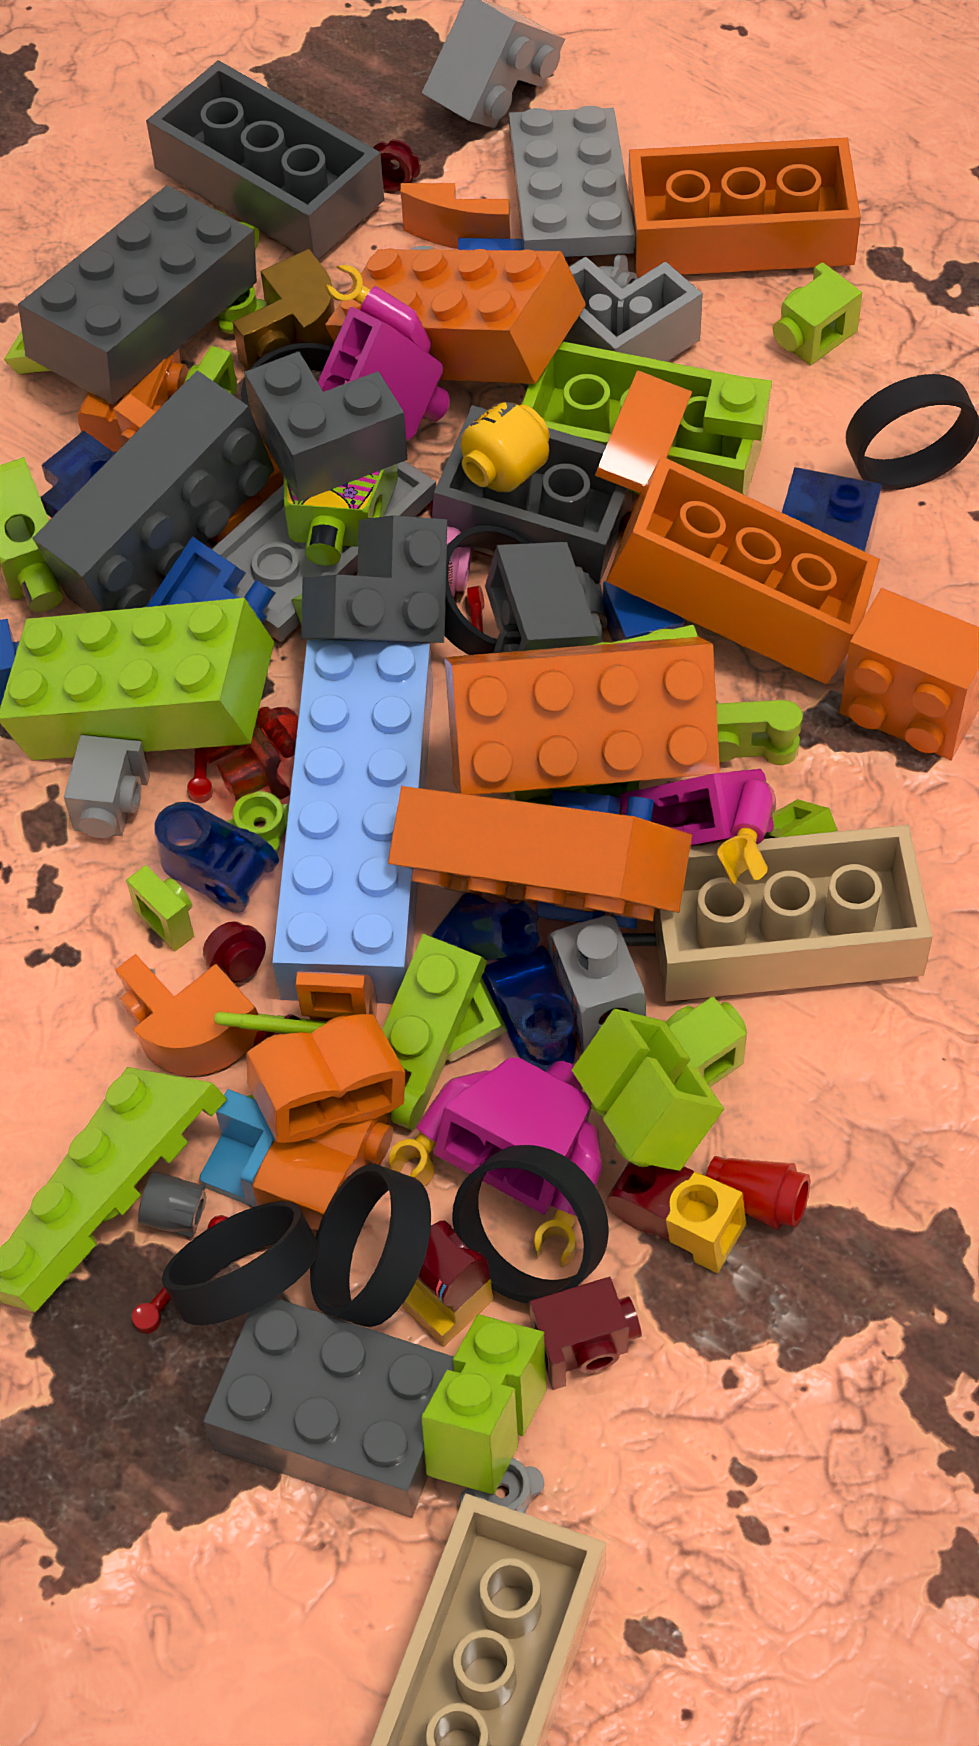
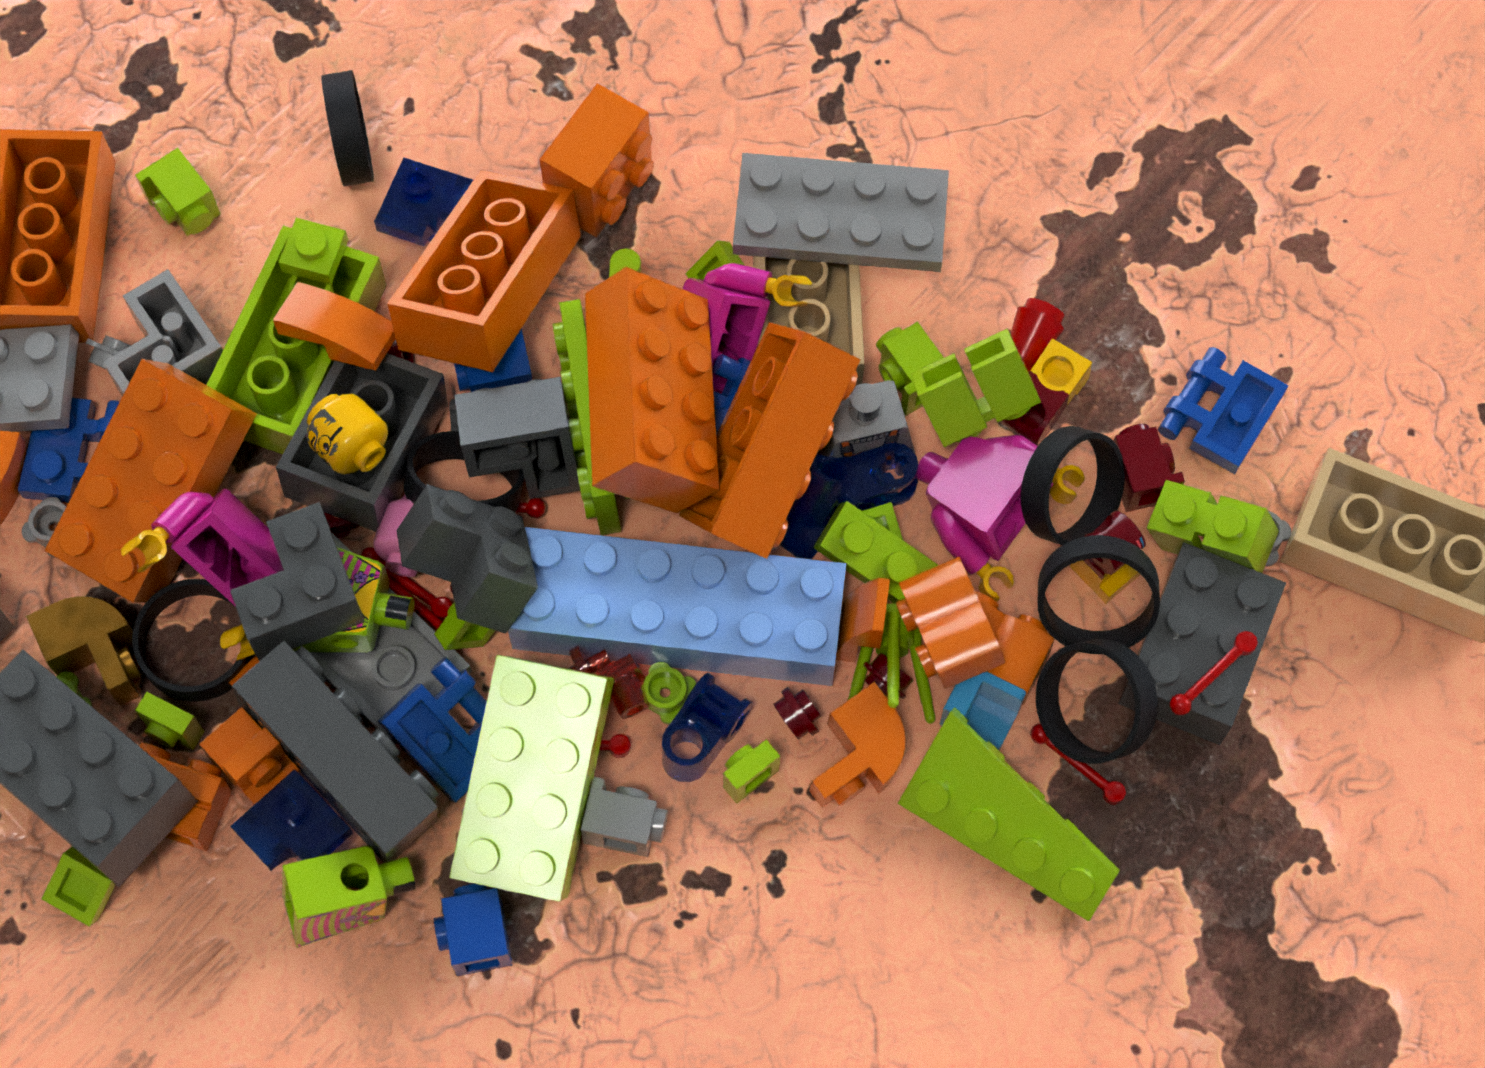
camera: 90 degrees left, 10 degrees up
(172, 1204) = (1029, 760): dark grey hose -> none
(307, 1424) = (1243, 645): none -> red hinge
(674, 1455) = (1237, 416): none -> blue plate
(873, 921) = (841, 212): none -> light grey plate

